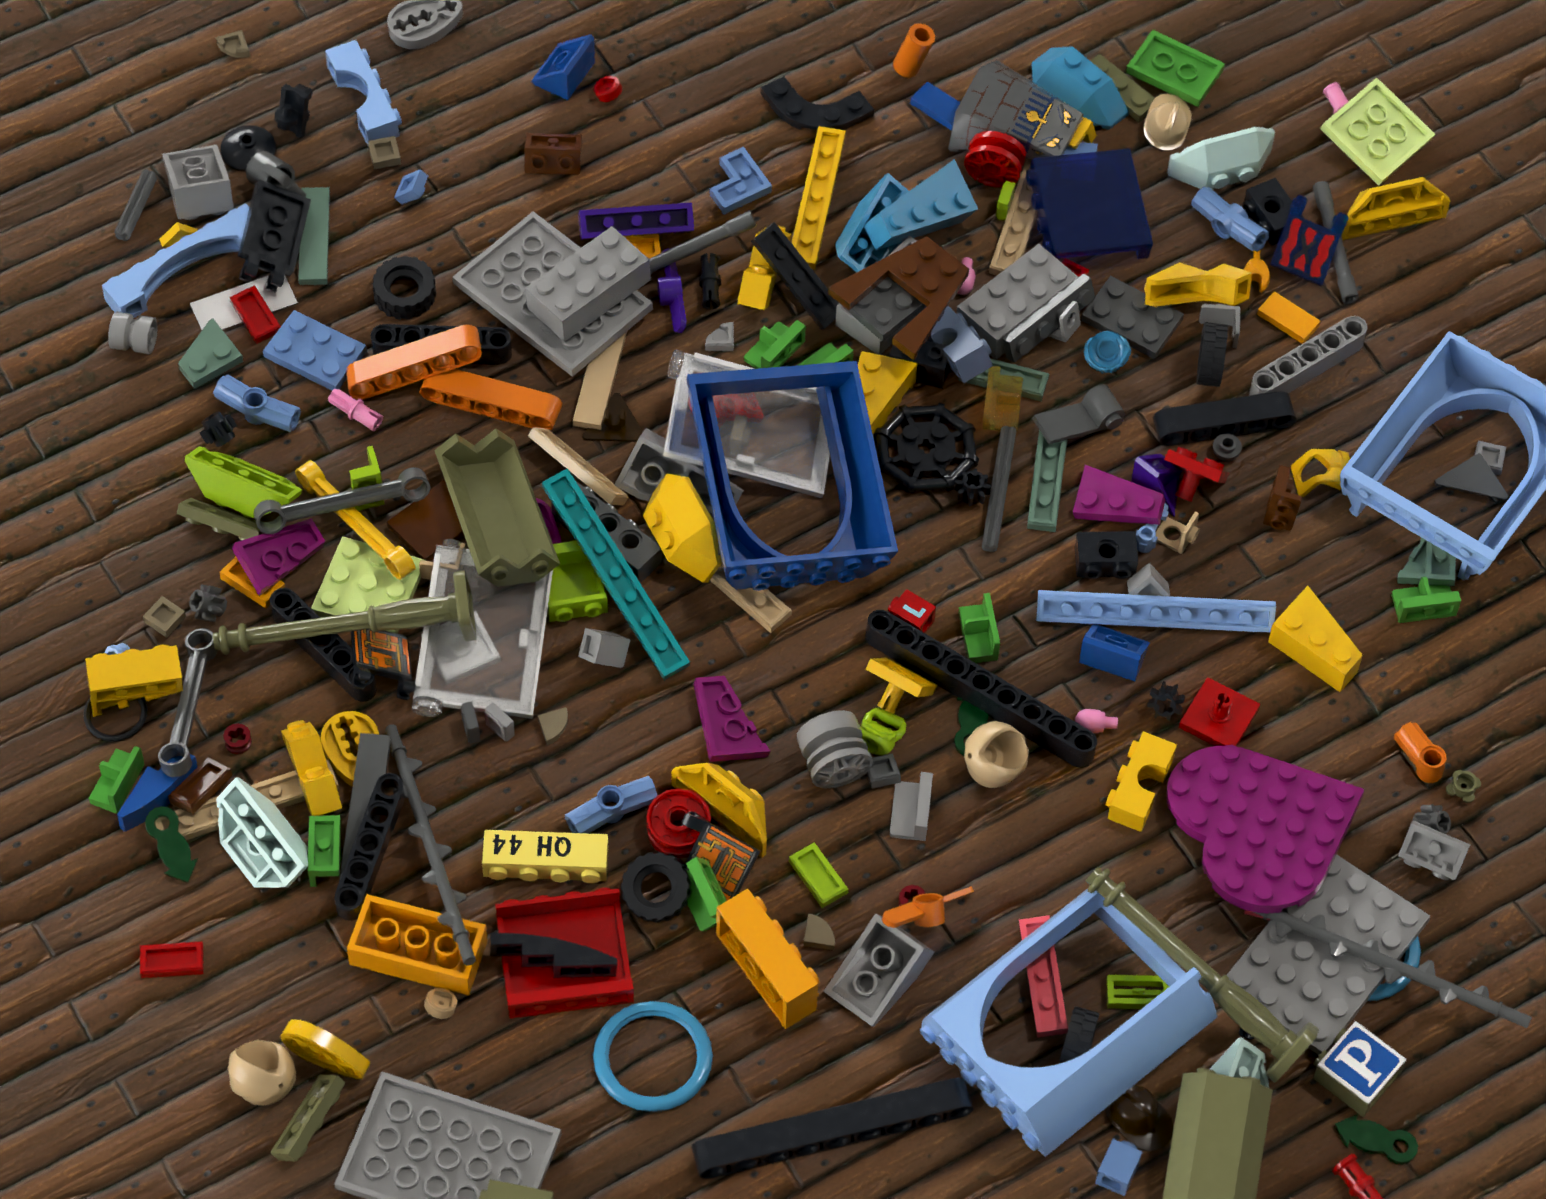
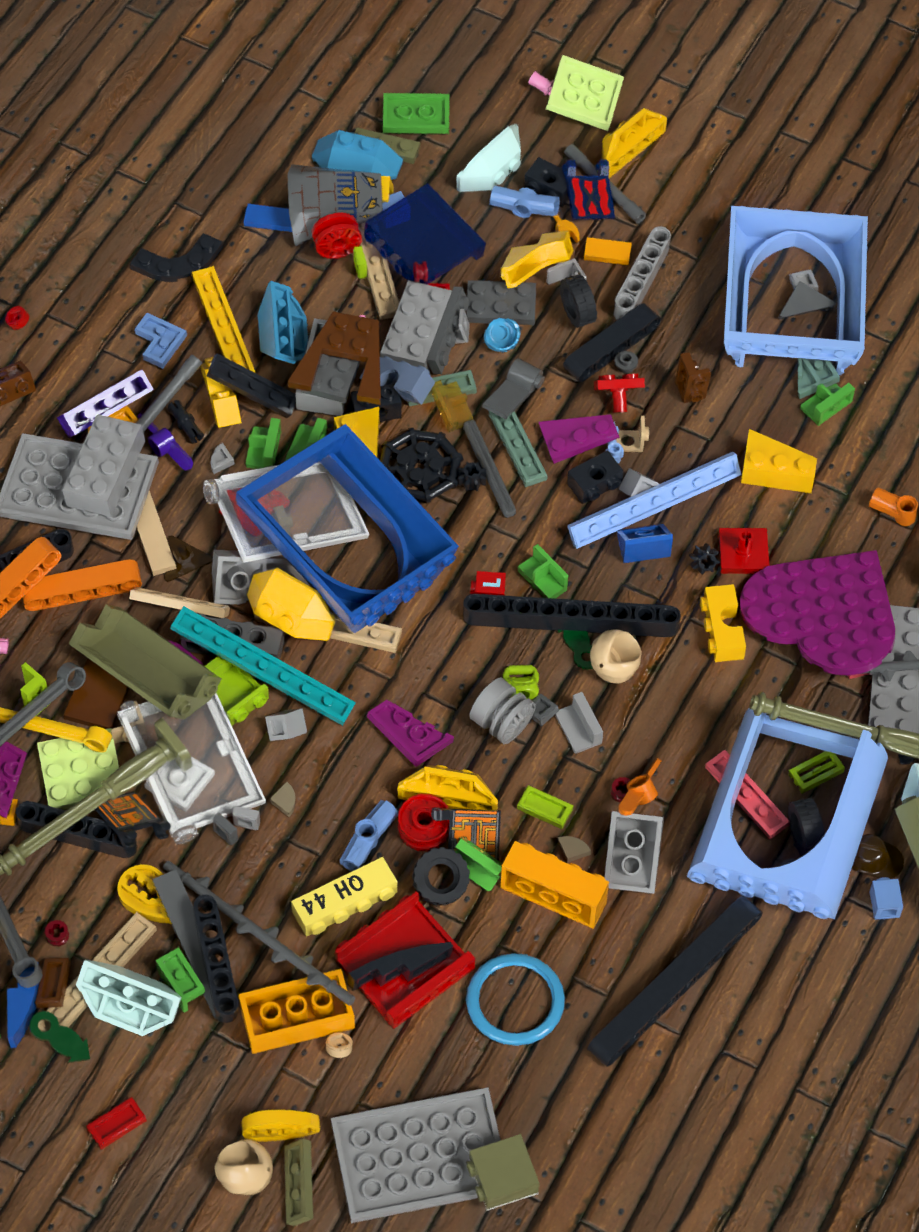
camera: 30 degrees left, 0 degrees up
(311, 768) = (123, 917): yellow arch -> none
(899, 680) = (514, 638): yellow tile -> none
(914, 50) = (227, 184): orange brick -> none
(928, 207) = (312, 291): dark azure wedge -> none
(1055, 239) = (420, 271): none -> dark red bush
(1095, 720) = (664, 596): bright pink cylinder -> none
(1158, 475) = (593, 404): dark purple slope -> none
(1167, 122) = (435, 154): tan piece -> none
(1330, 458) = (707, 335): yellow piece -> none

